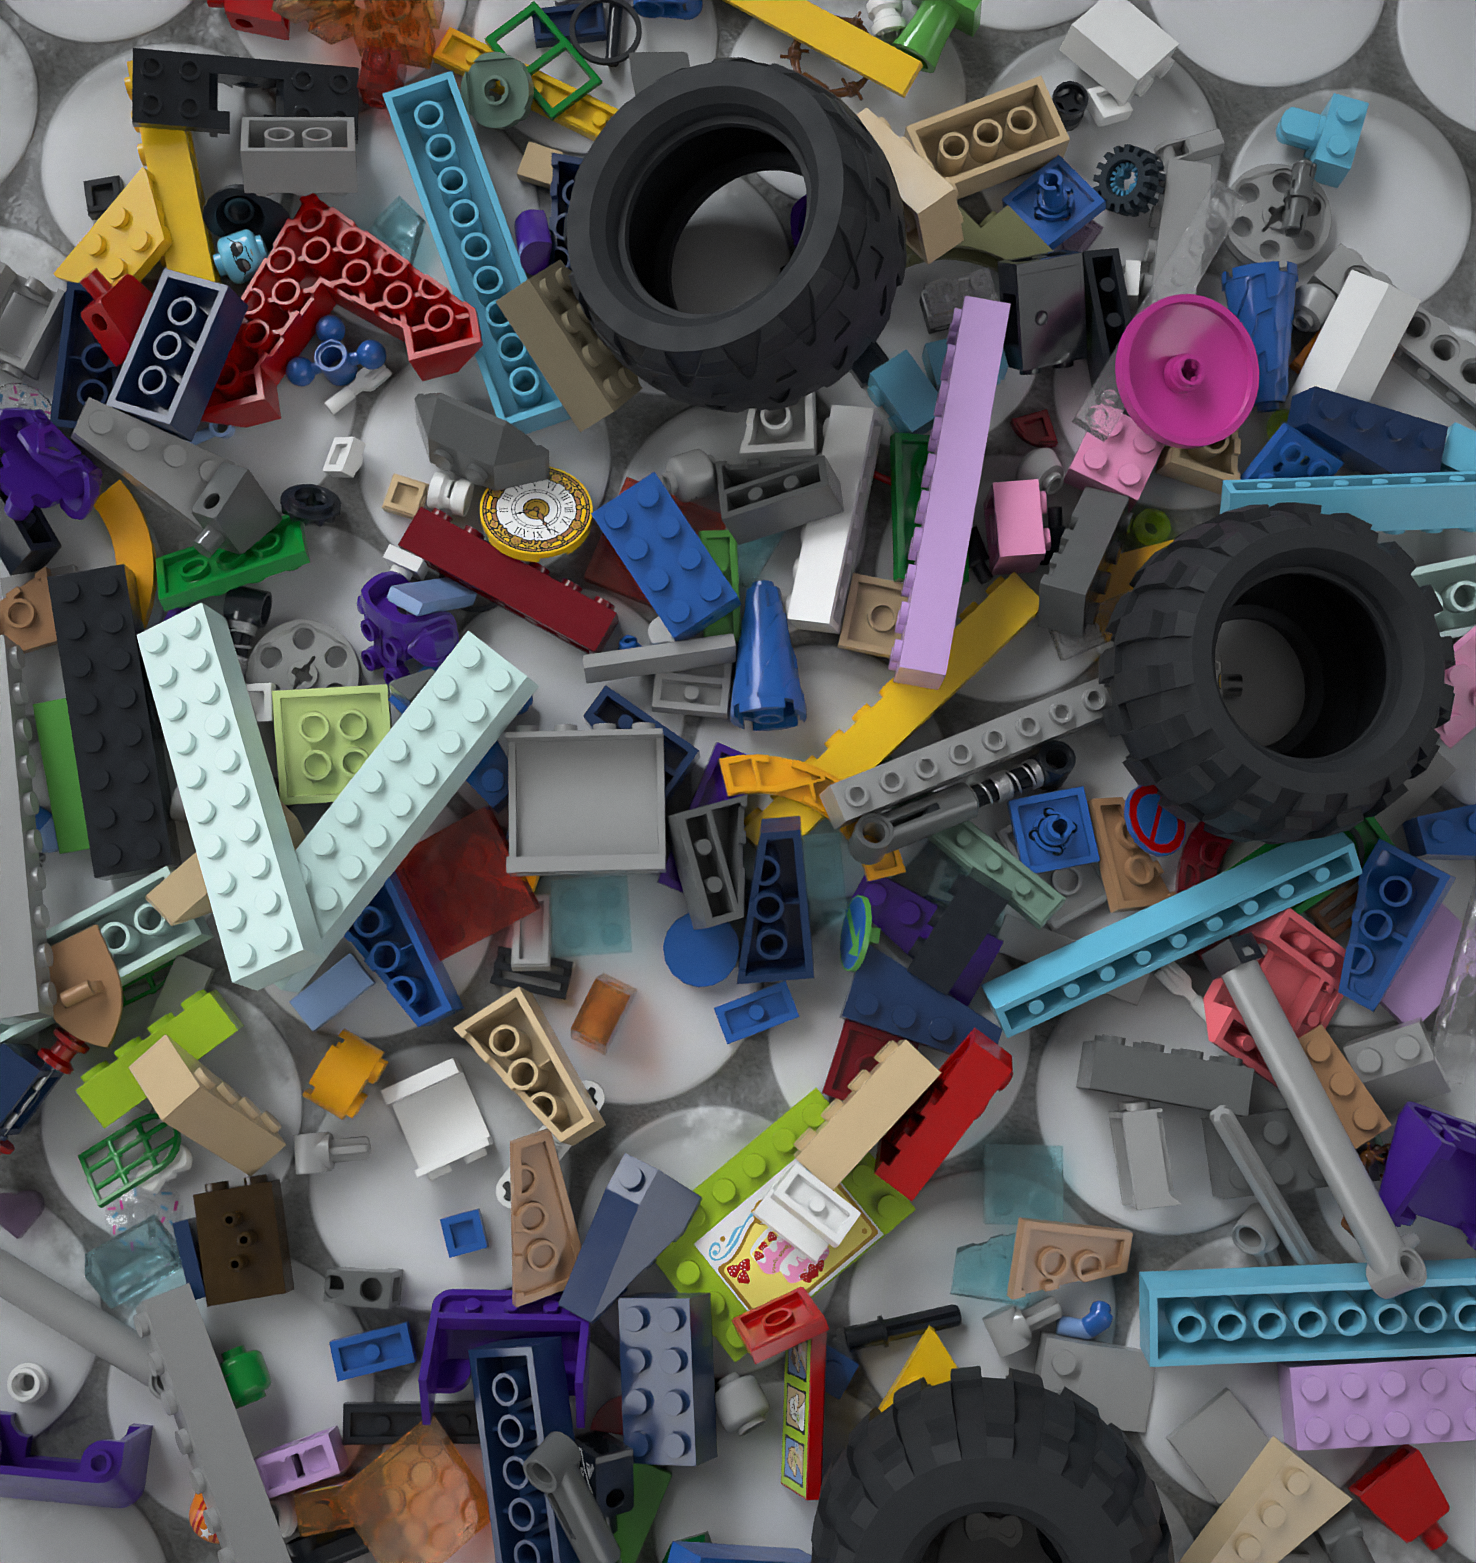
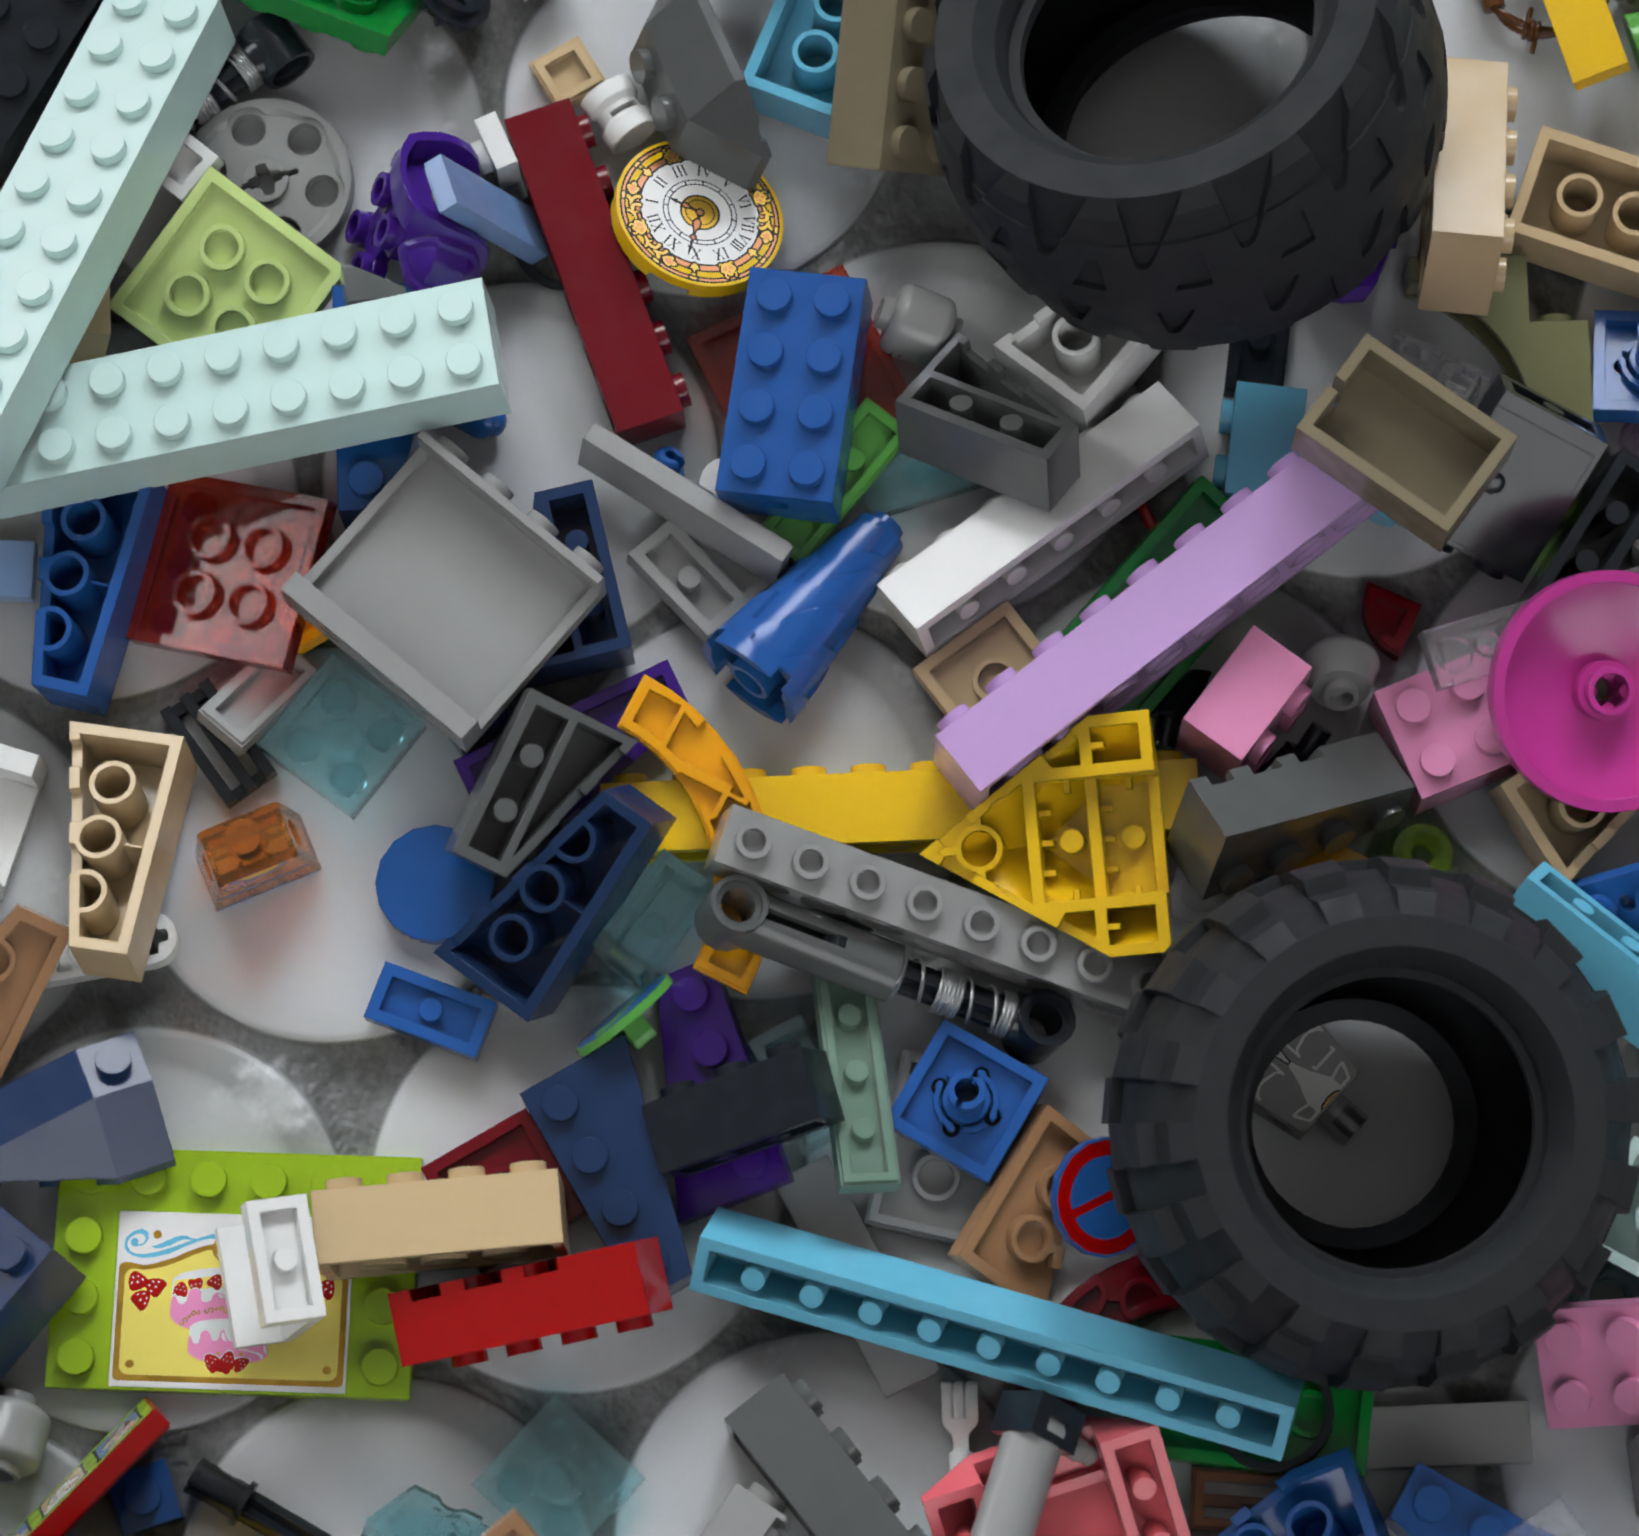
camera: 45 degrees right, 5 degrees down
(779, 1324) = (128, 1374): red tile -> none
(1002, 327) = (1403, 442): none -> dark tan piece
(1003, 659) = (1077, 838): none -> yellow wedge

